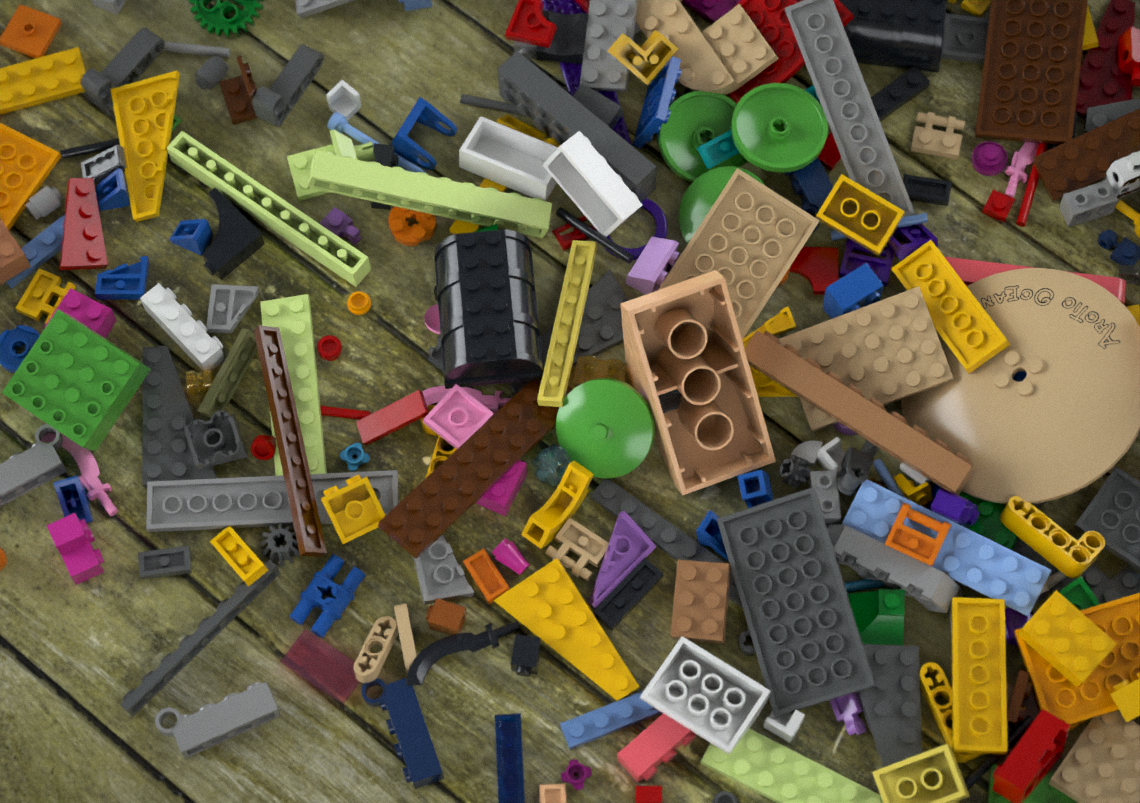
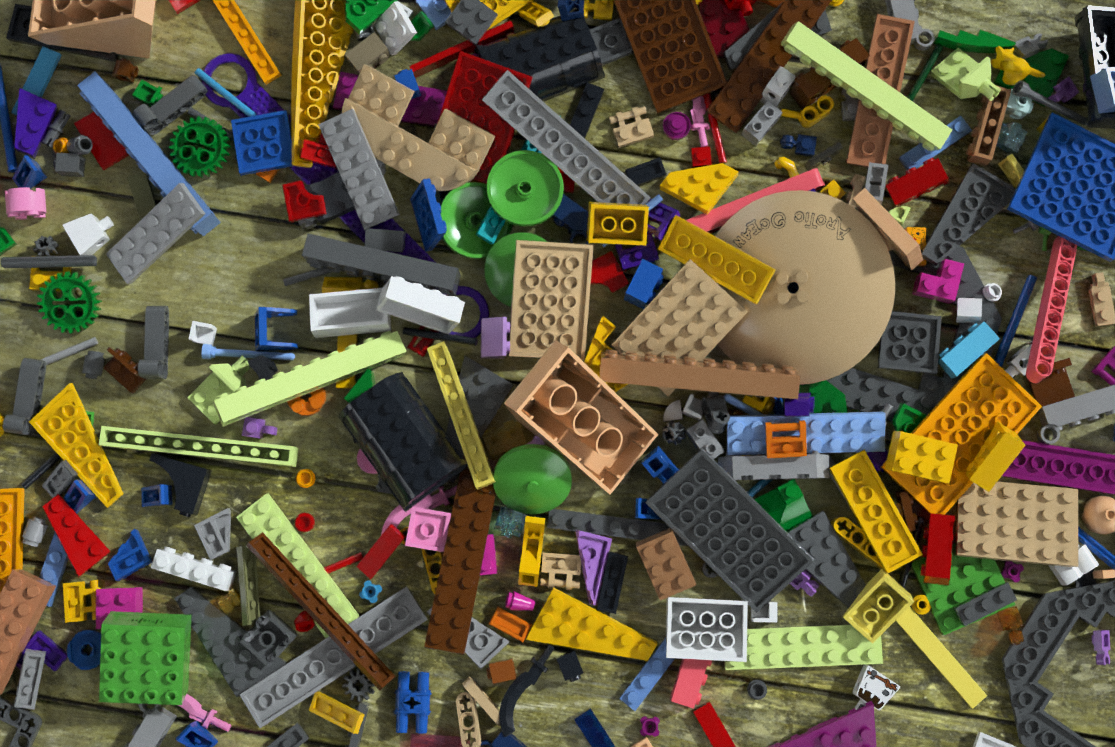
camera: 30 degrees left, 15 degrees up
(353, 508) = (394, 634): yellow plate -> none
(643, 60) = (401, 189): yellow brick -> none
(979, 232) = (700, 186): none -> yellow plate
(1050, 539) = (838, 386): yellow beam -> none
(1090, 257) = (789, 165): none -> yellow arm

